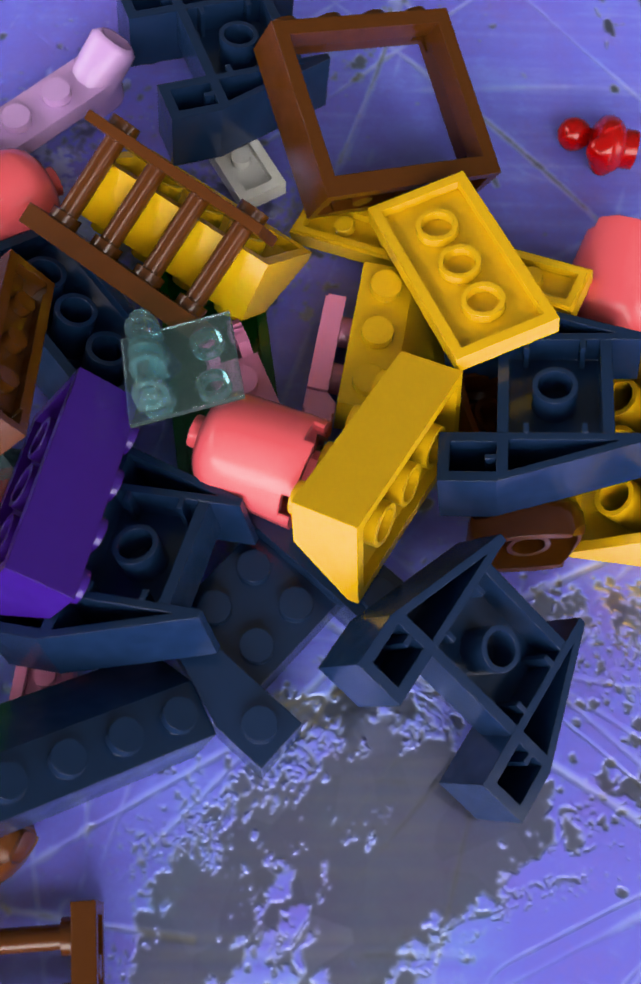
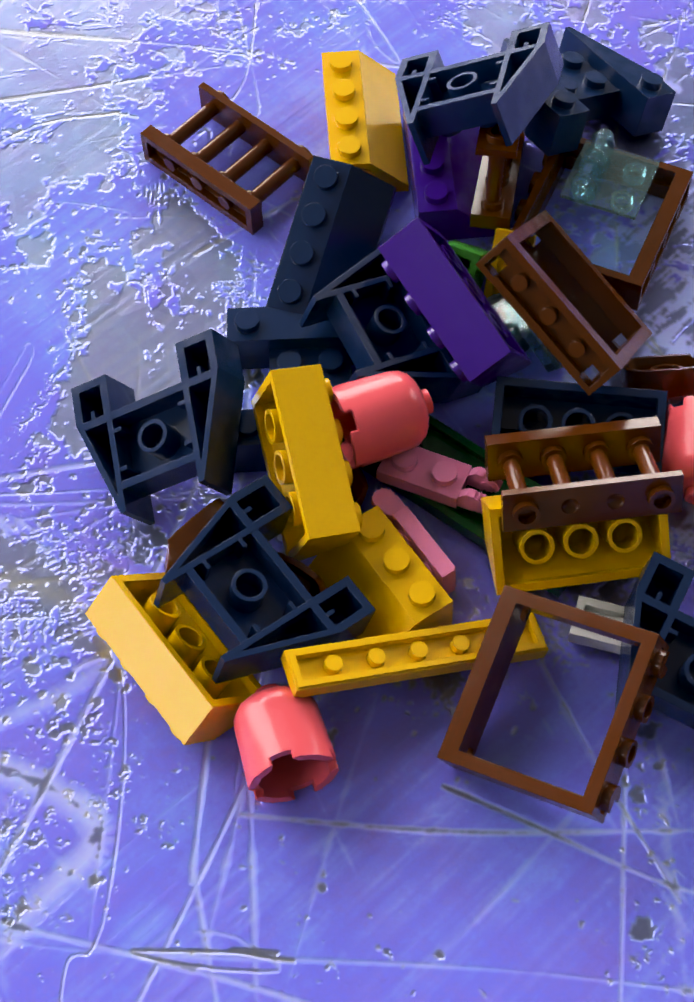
camera: 145 degrees right, 10 degrees down
(178, 366) = (464, 402): clear light blue hinge -> none
(462, 271) = (381, 620): yellow plate -> none
(607, 142) = (393, 876): red animal -> none

